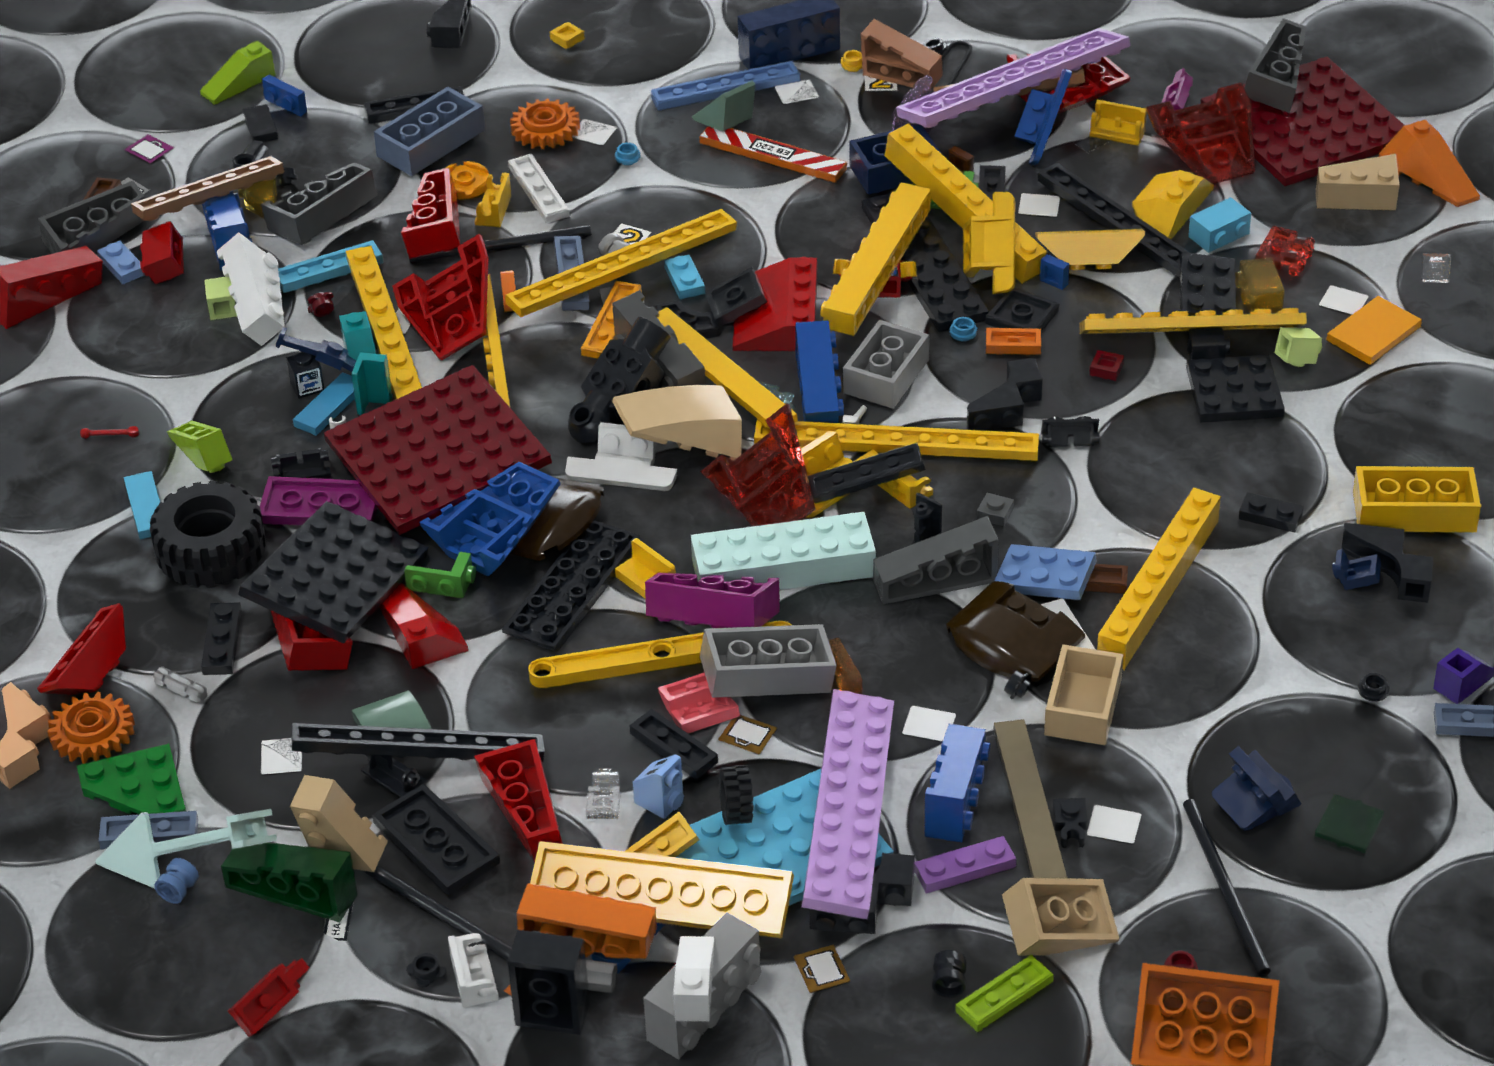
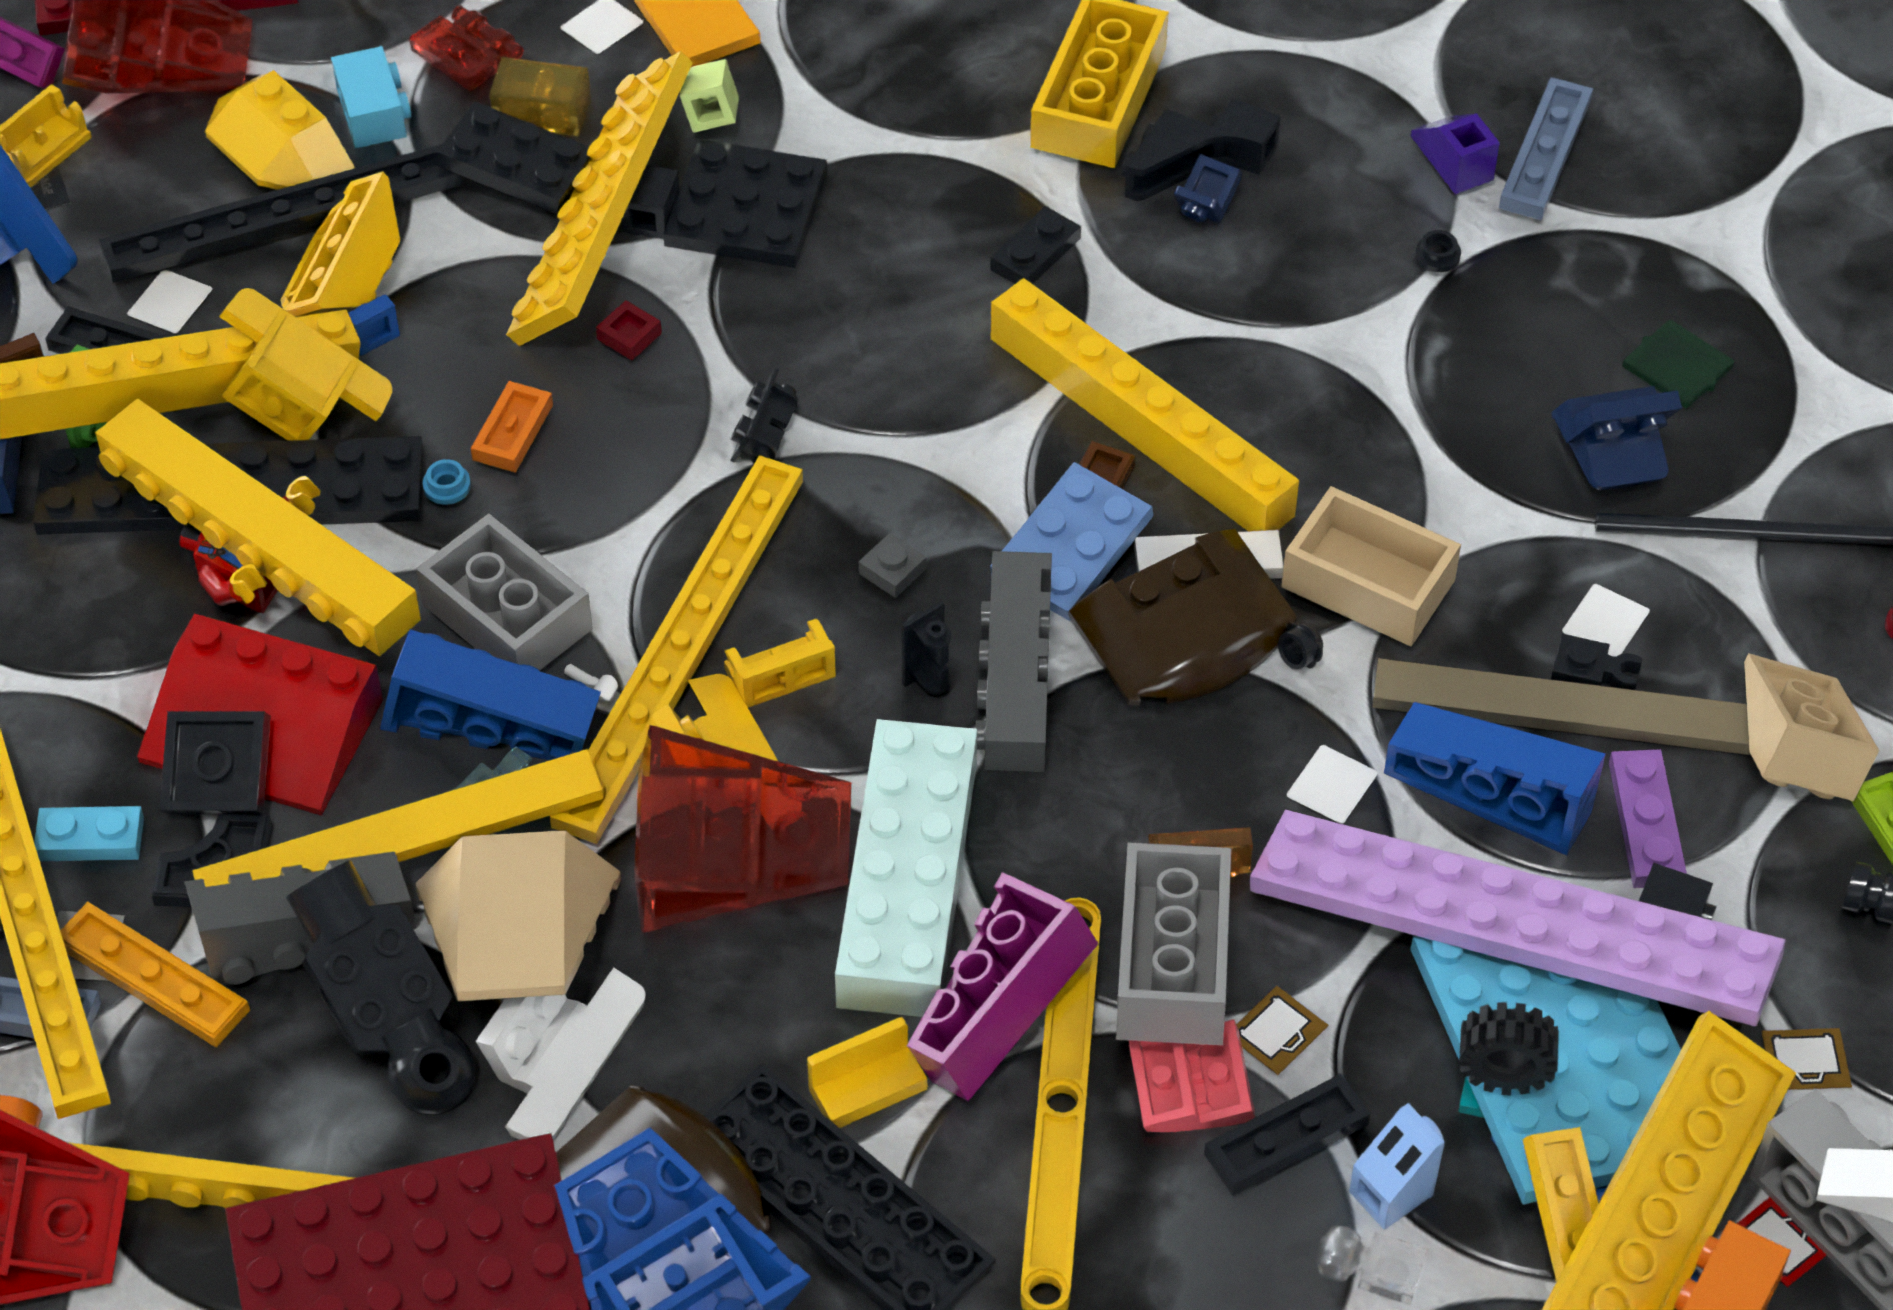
camera: 75 degrees left, 10 degrees up
(866, 473) = (777, 679): black tile -> none
(1004, 404) = (669, 476): black arch -> none
(1022, 310) = (440, 399): black tile -> none

